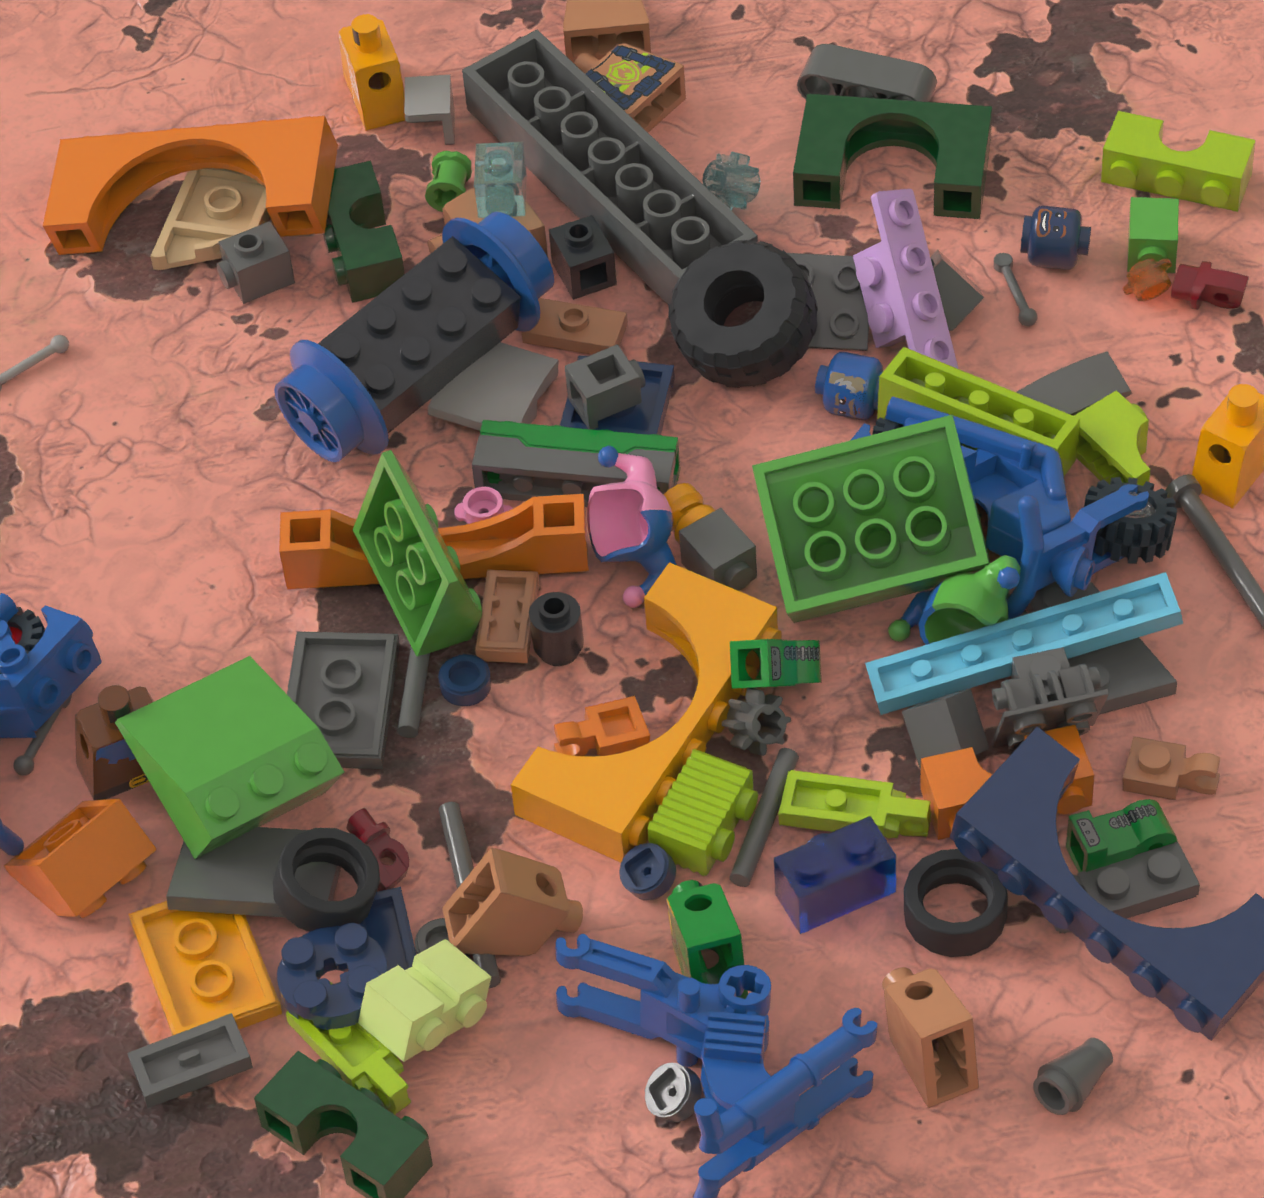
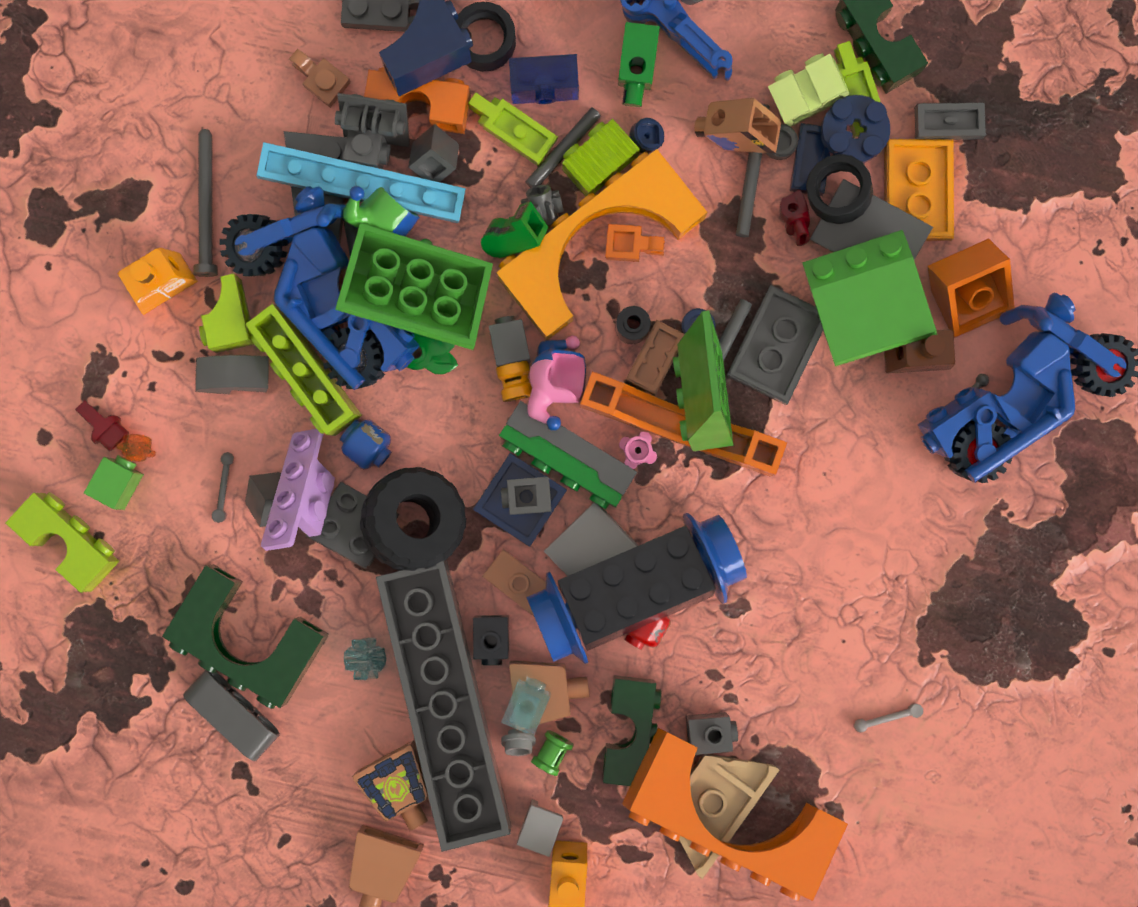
camera: 165 degrees left, 35 degrees up
(1054, 237) = (178, 507): dark blue head -> none
(1117, 835) = (368, 36): green leg -> none

